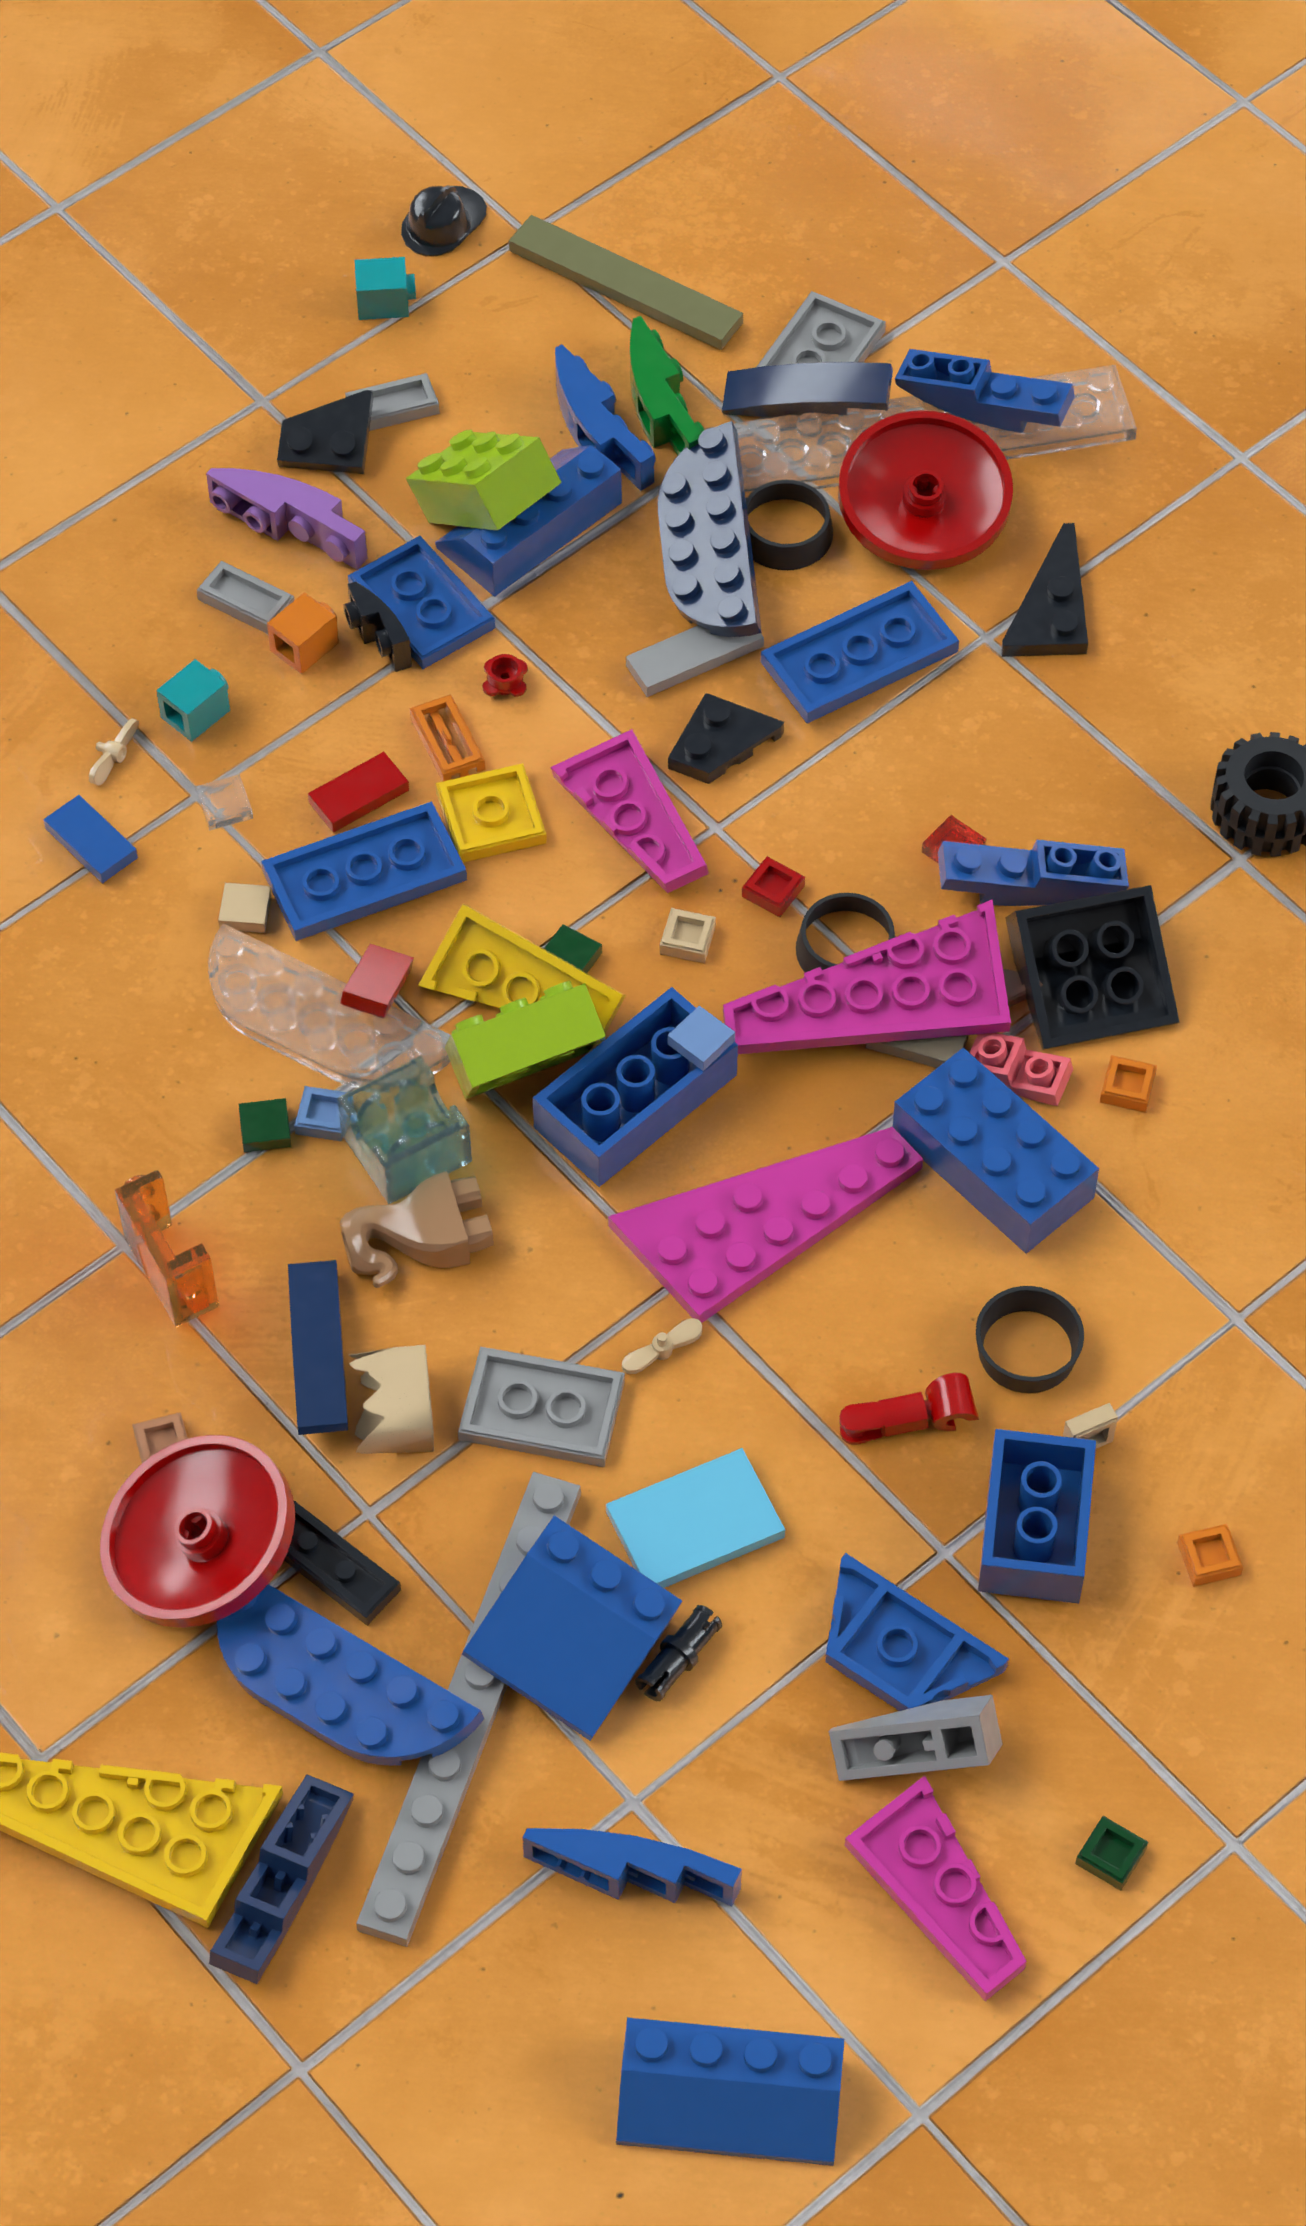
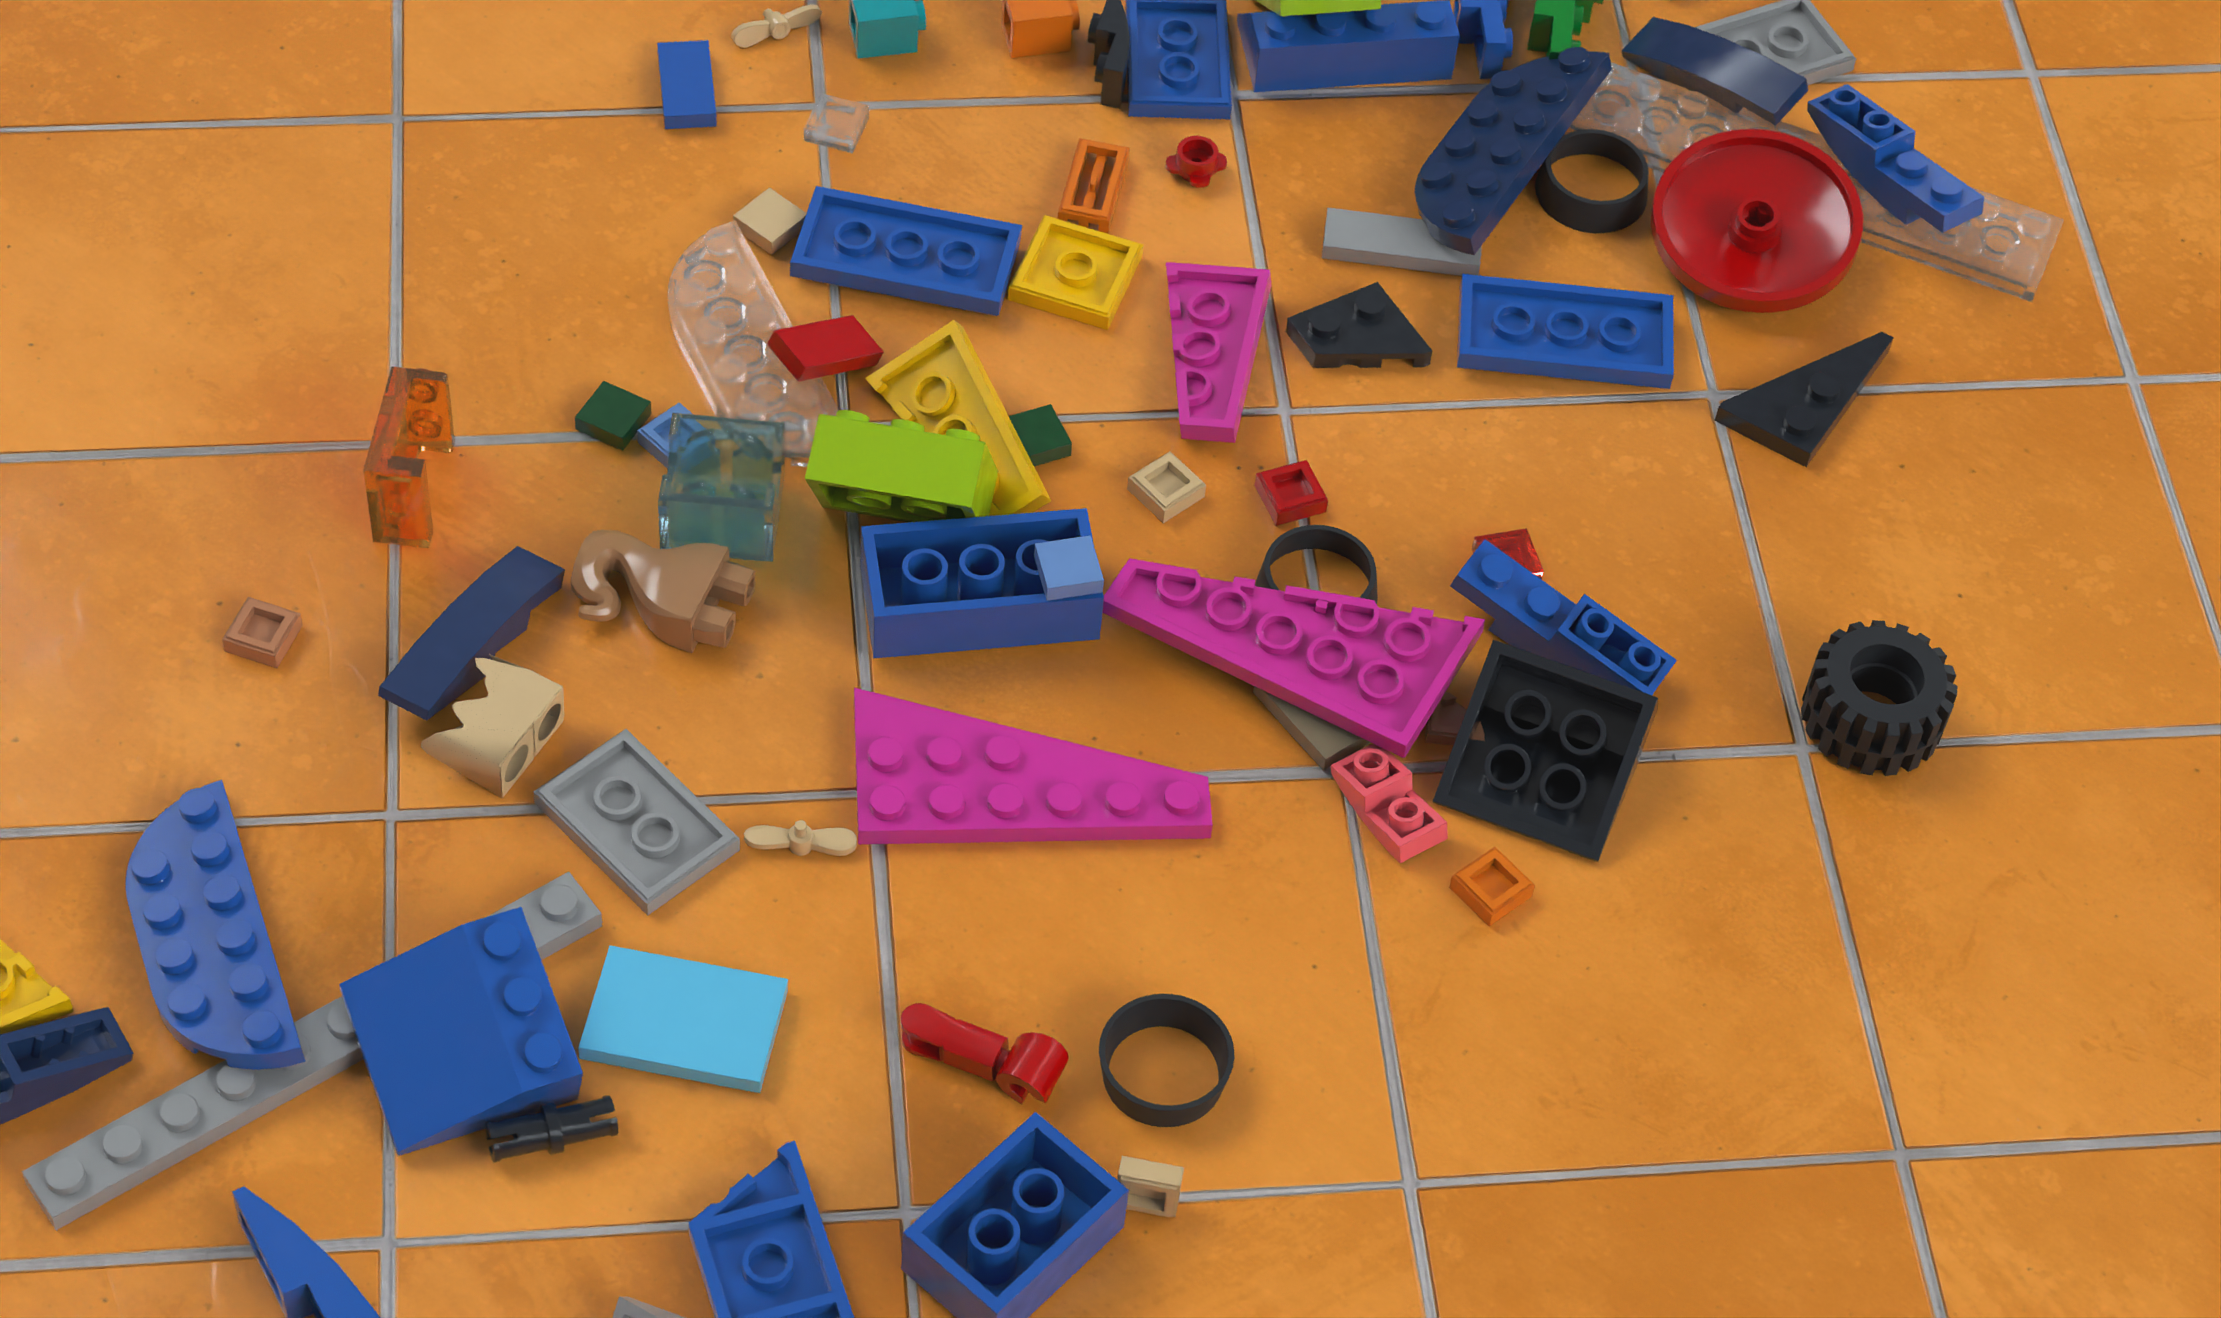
camera: 30 degrees right, 5 degrees down
(197, 1531) = (206, 720): red dish -> none
(339, 1568) = (306, 807): black tile -> none
(358, 791) = (967, 183): red tile -> none
(995, 1150) = (1289, 860): blue brick -> none

